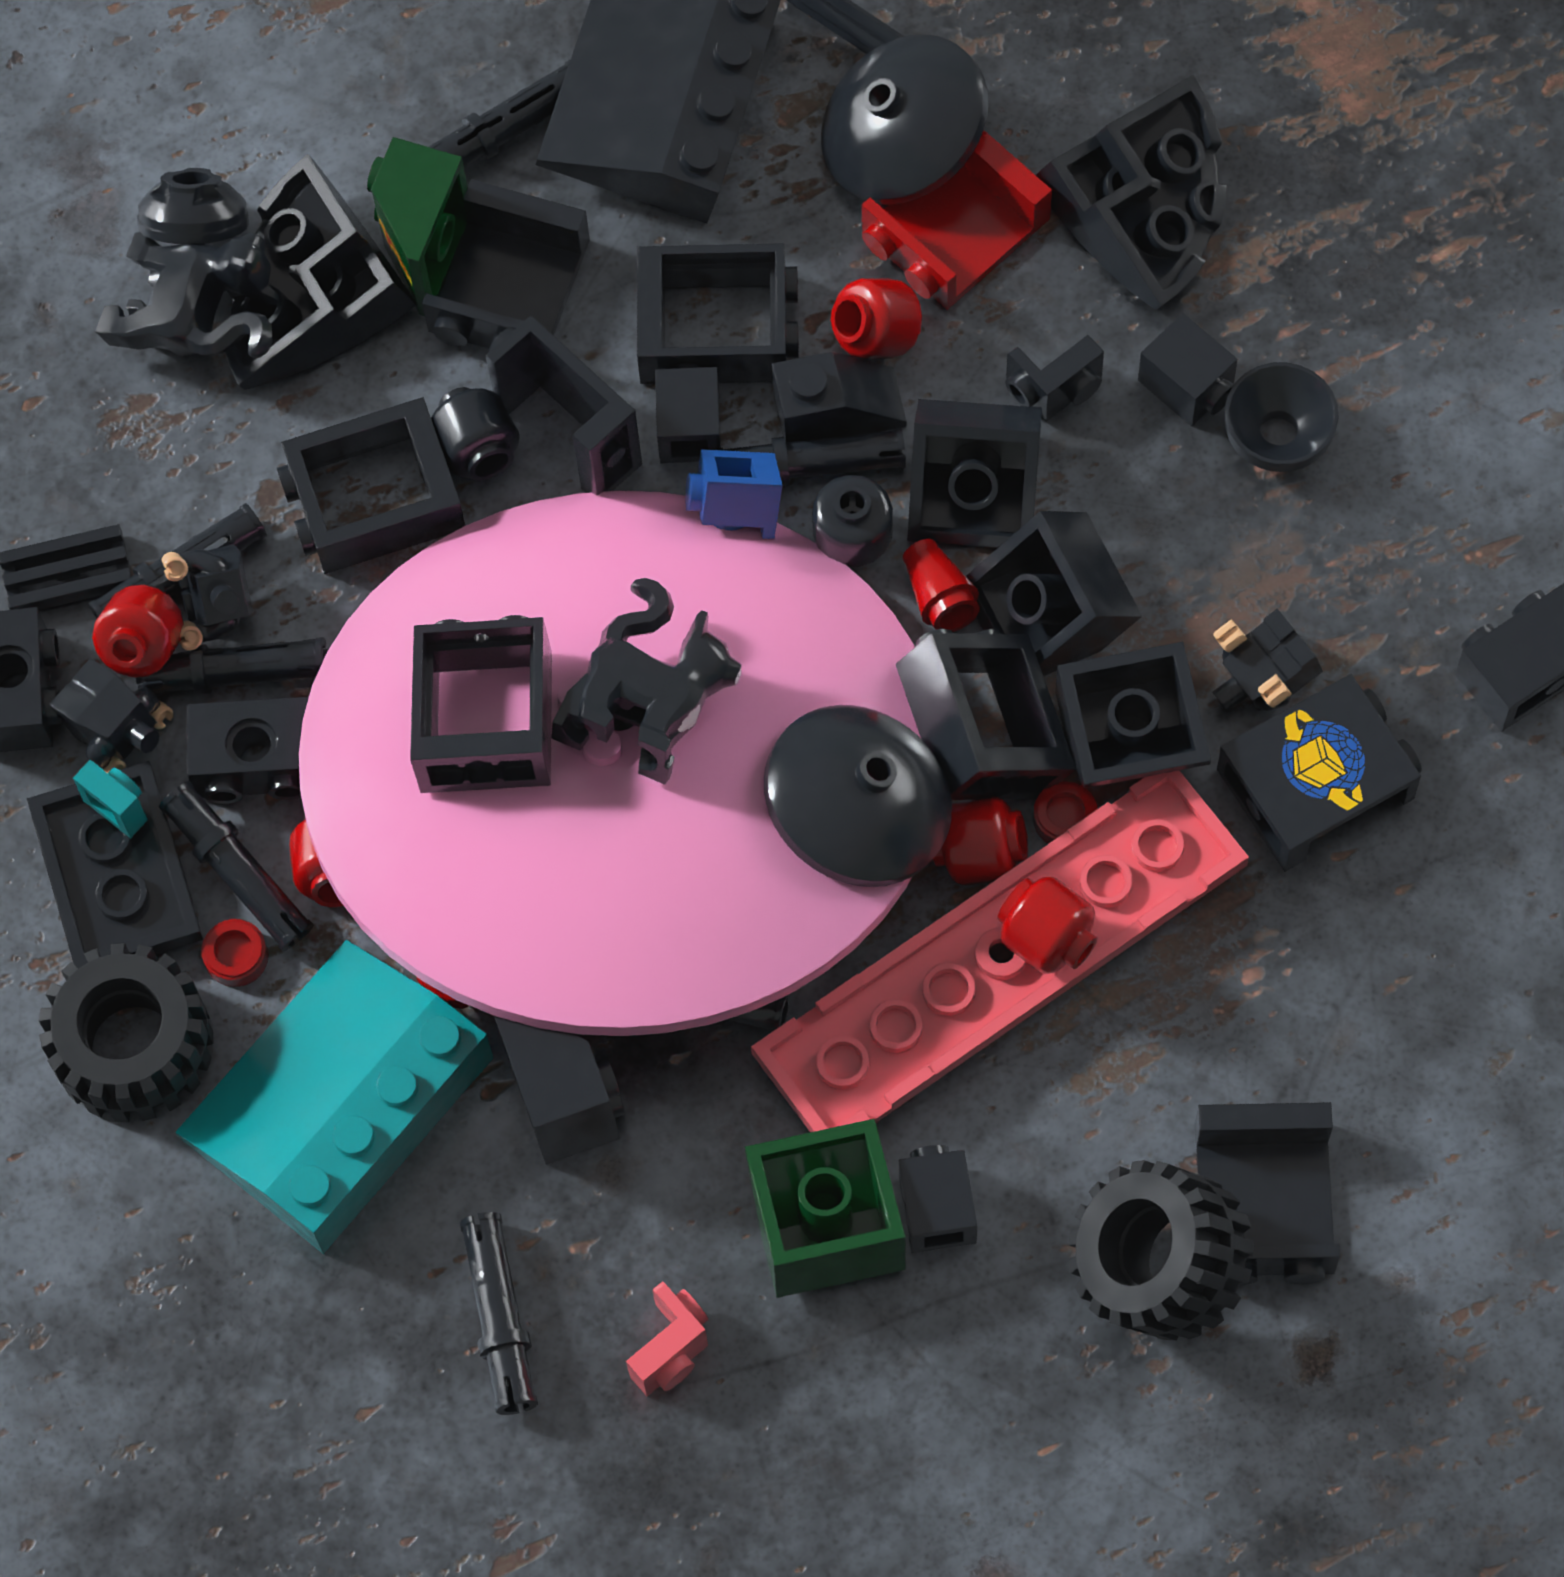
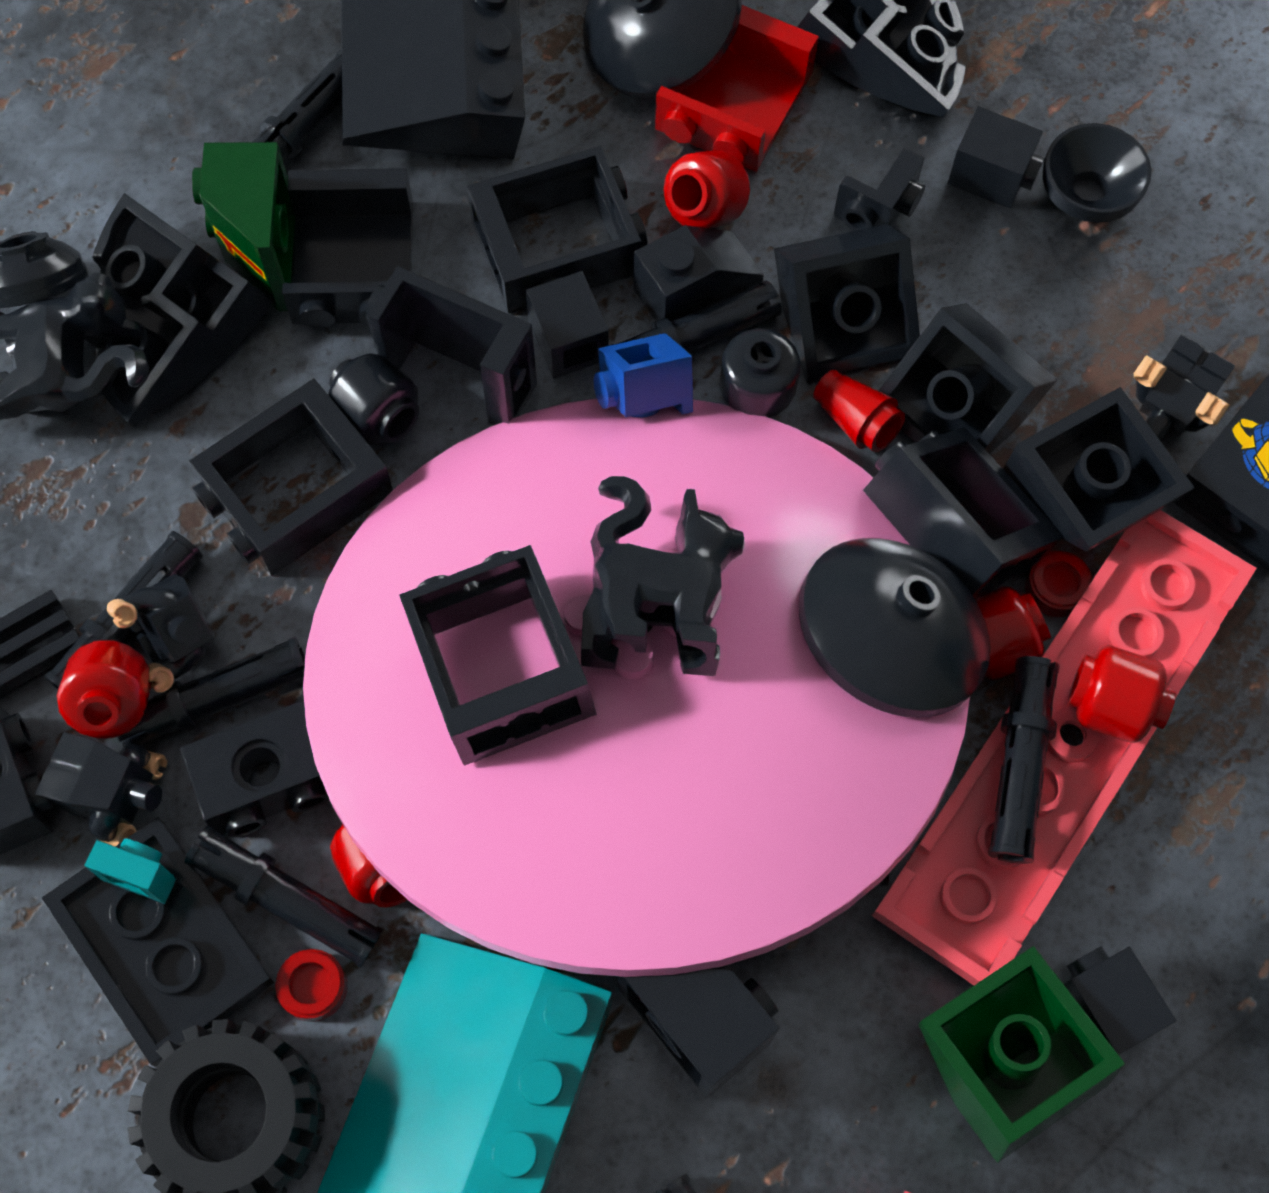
camera: 25 degrees left, 0 degrees up
(950, 934) = (1027, 733): none -> black pin

